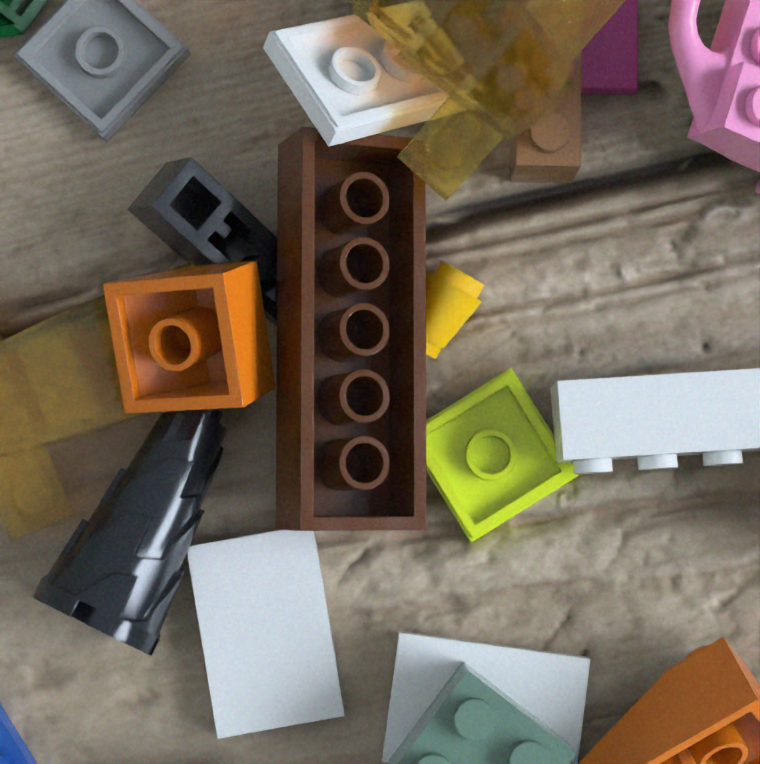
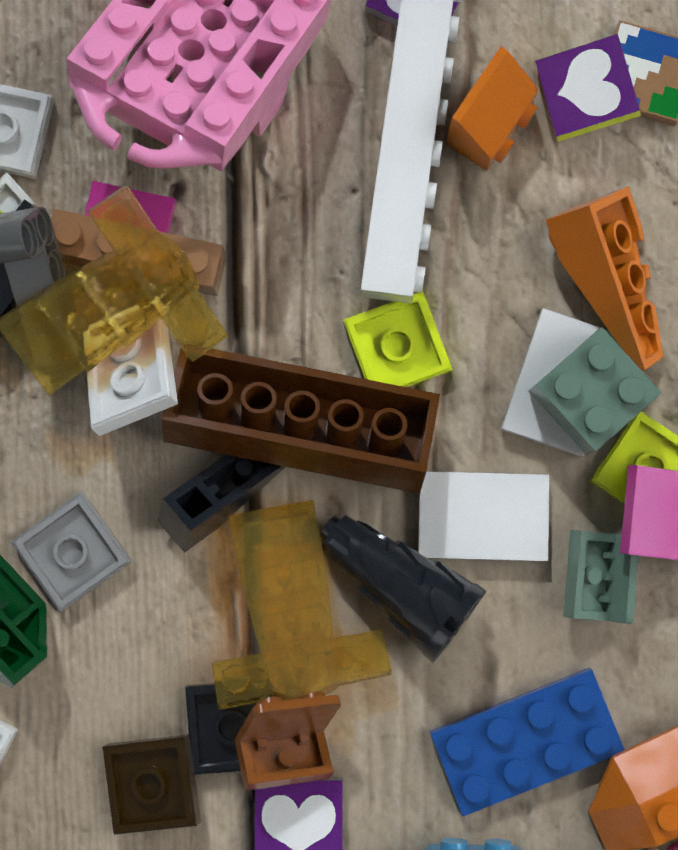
camera: 75 degrees left, 0 degrees up
(190, 338) = (283, 522): orange slope -> none
(449, 304) = (292, 349): yellow cone -> none

